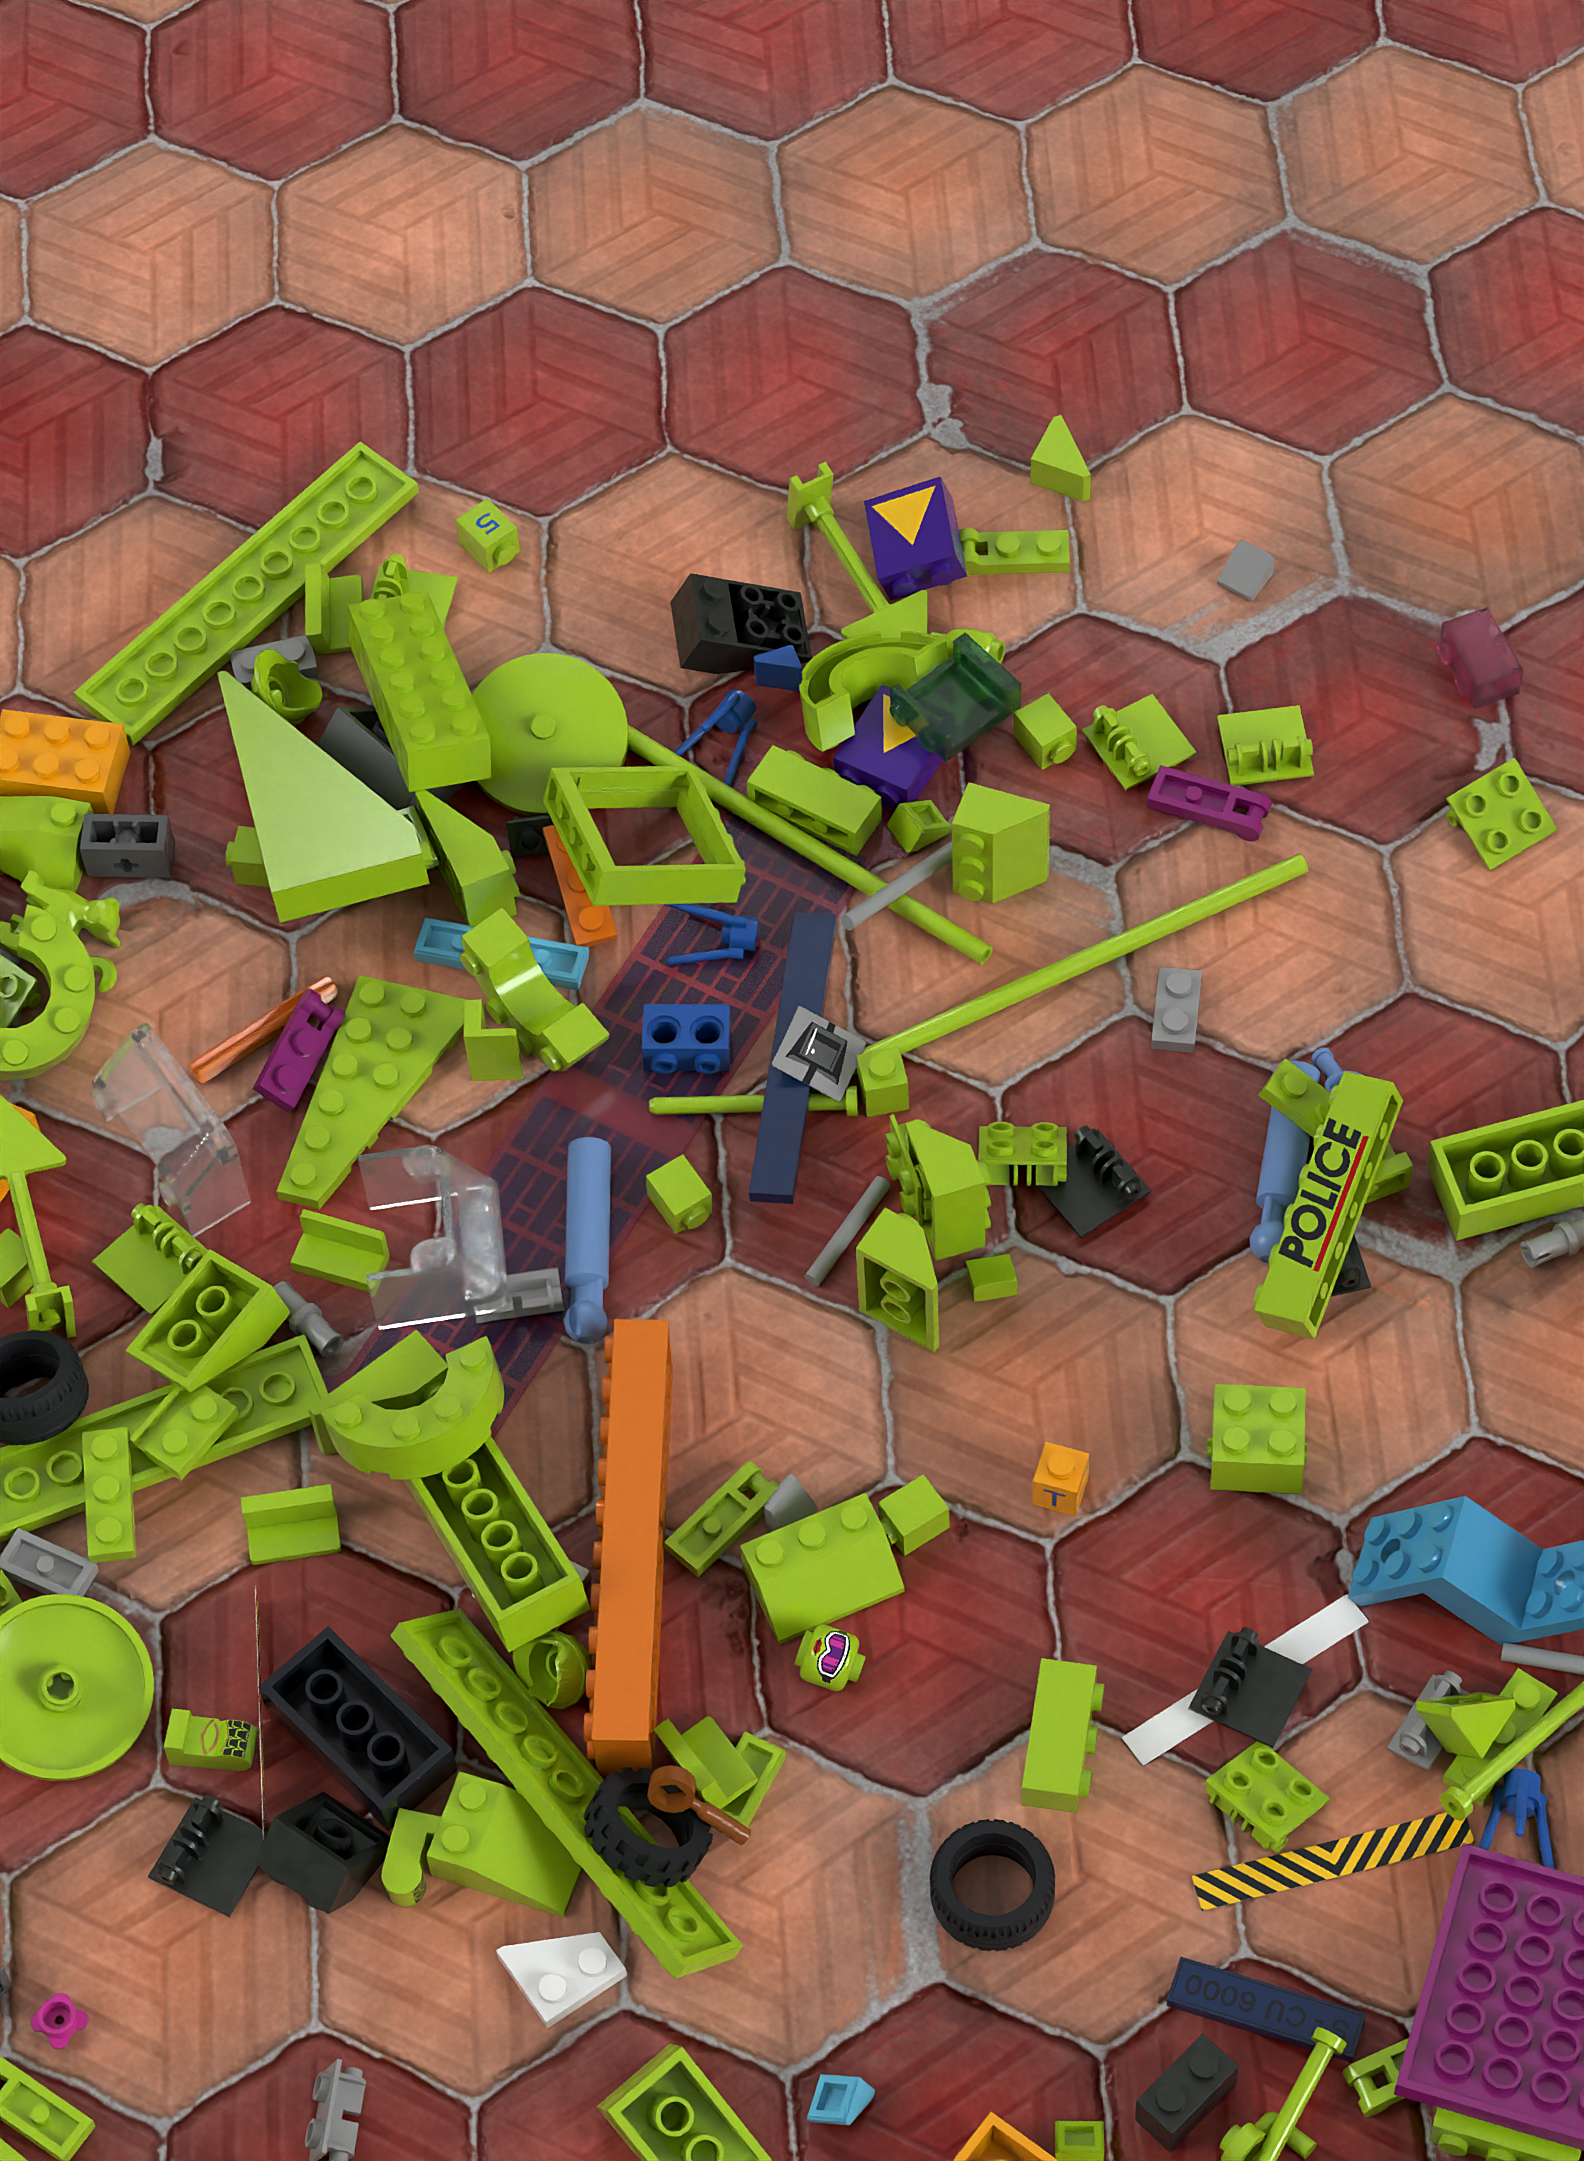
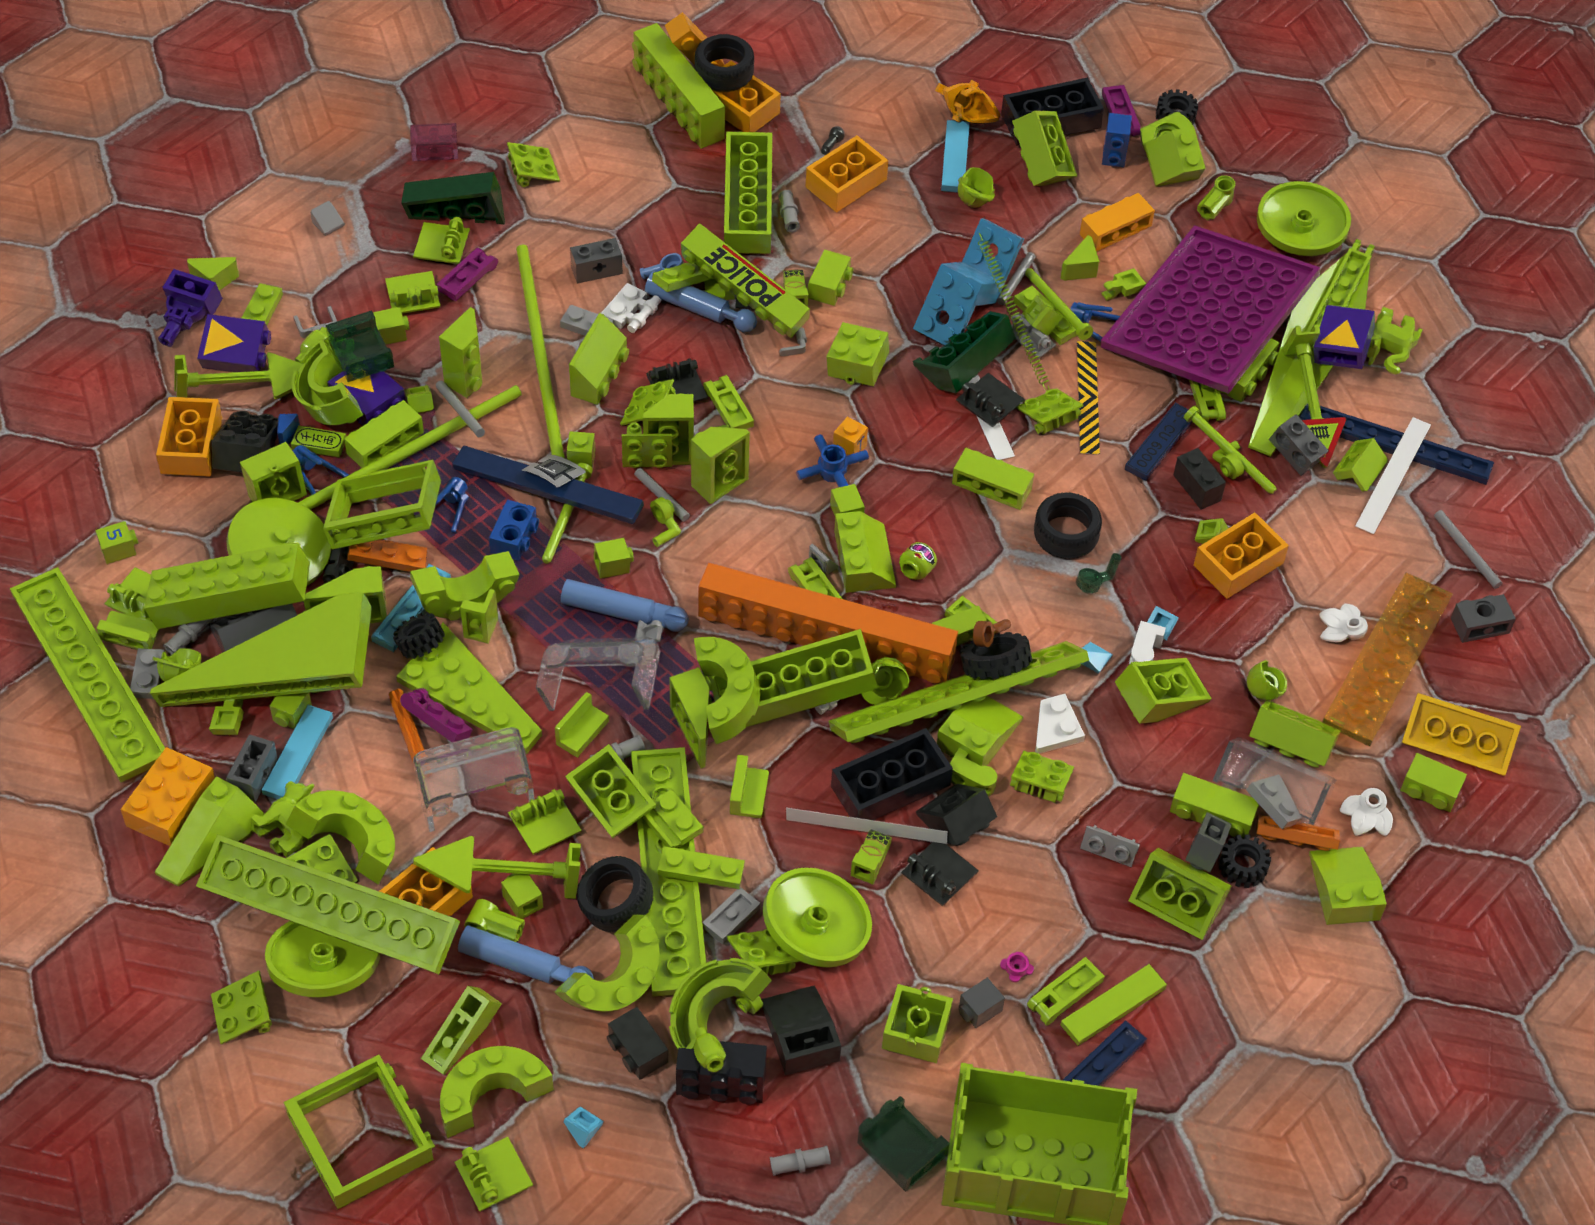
camera: 80 degrees left, 5 degrees down
(190, 898) = (298, 751): none -> medium azure tile
(216, 787) = (227, 718): none -> lime plate
(342, 681) = (185, 635): none -> light grey pin
(430, 975) = (418, 635): none -> black tyre
(445, 1970) = (1043, 773): none -> lime hinge
(661, 681) = (274, 474): none -> lime brick
(712, 539) = (188, 436): none -> light orange brick
(727, 2001) = (1097, 657): none -> medium azure slope
(766, 2079) = (1147, 637): none -> white leg
(780, 717) = (319, 440): none -> lime tile
(803, 1241) = (663, 512): none -> lime plate
(898, 1966) = (1091, 580): none -> clear green plate
(978, 451) = (186, 303): none -> dark purple brick
(998, 1451) = (832, 462): none -> blue bar
(1012, 645) = (304, 333): none -> light grey piece
(1074, 1272) = (728, 403): none -> lime plate
(1077, 1041) = (597, 361): none -> lime slope
(1235, 1053) = (625, 305): none -> white plate
(1271, 1346) = (801, 339): none -> light grey piece
(1310, 975) = (596, 260): none -> dark grey brick
(1332, 1617) = (967, 352): none -> dark green wedge
(1356, 726) = (458, 196): none -> dark green wedge
(1378, 1301) = (795, 284): none -> lime leg
(1428, 1347) = (830, 277): none -> lime brick
(1445, 1672) = (1013, 310): none -> lime piece

